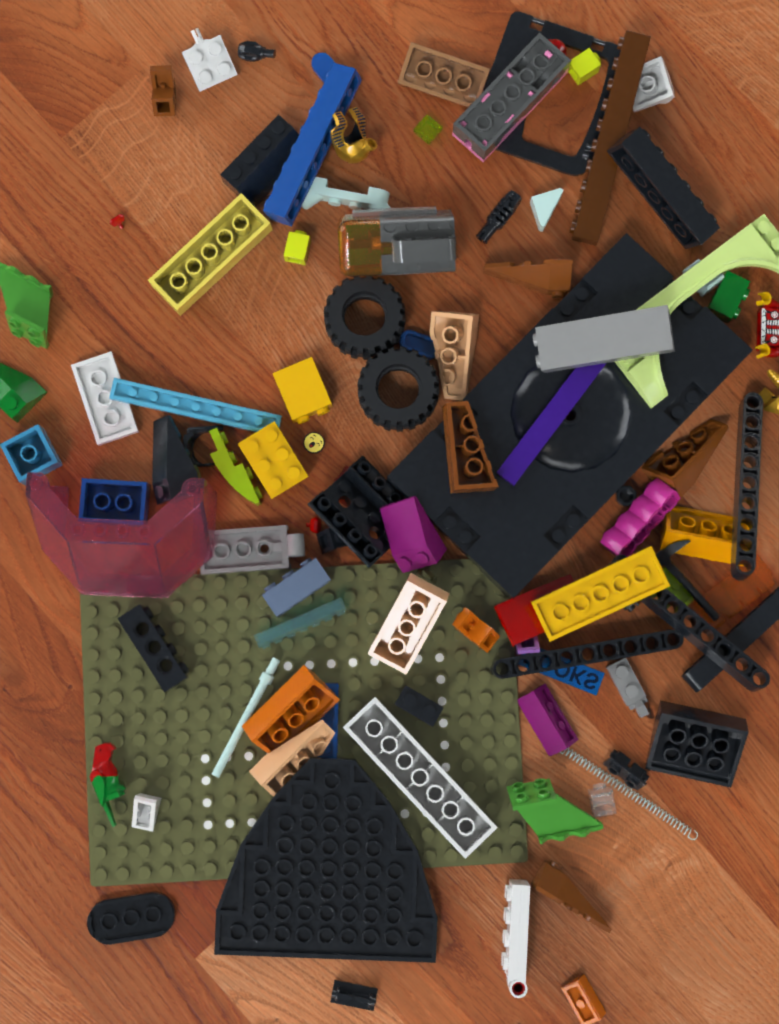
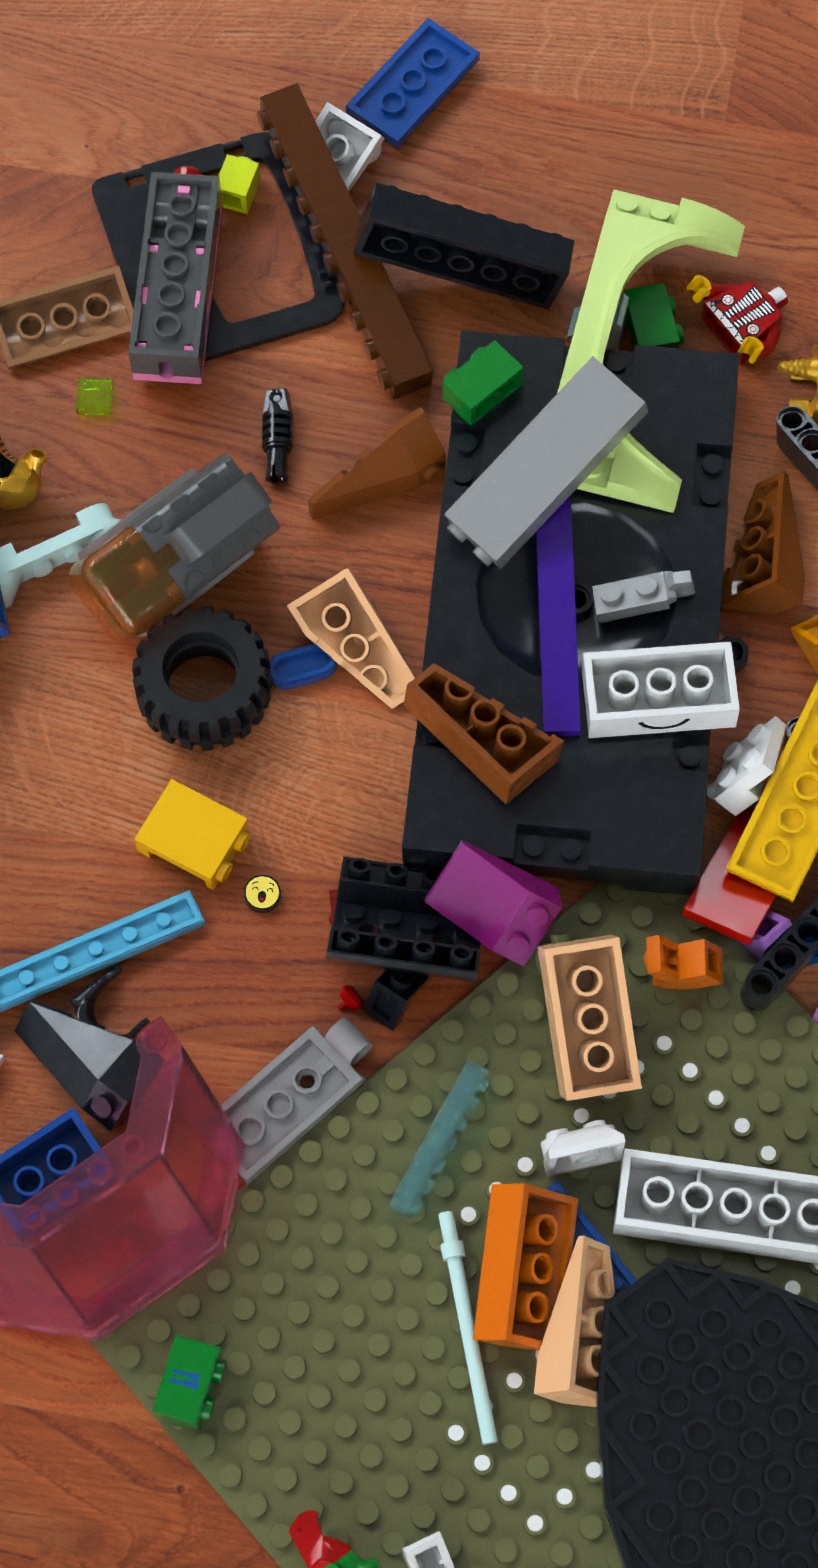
camera: 40 degrees left, 15 degrees down
(104, 646) = (189, 1383): none -> green brick
(130, 622) = (314, 1359): black brick -> none
(238, 475) = (191, 1015): lime slope -> none
(273, 460) = (226, 951): yellow brick -> none
(296, 586) = (394, 1093): sand blue brick -> none
(297, 247) = (38, 660): neon yellow brick -> none
(365, 681) = (581, 1148): none -> white slope
(391, 361) = (314, 693): black tyre -> none
(419, 705) = (691, 1121): black brick -> none
(544, 205) = (325, 382): light aqua slope -> none
(566, 495) = (660, 689): none -> white brick
(583, 560) = (747, 767): none -> white plate
(600, 437) = (641, 594): none -> light grey hinge
(612, 269) = (482, 382): none -> green brick
(642, 517) = (774, 659): dark pink brick -> none
(716, 75) = (412, 82): none -> blue plate

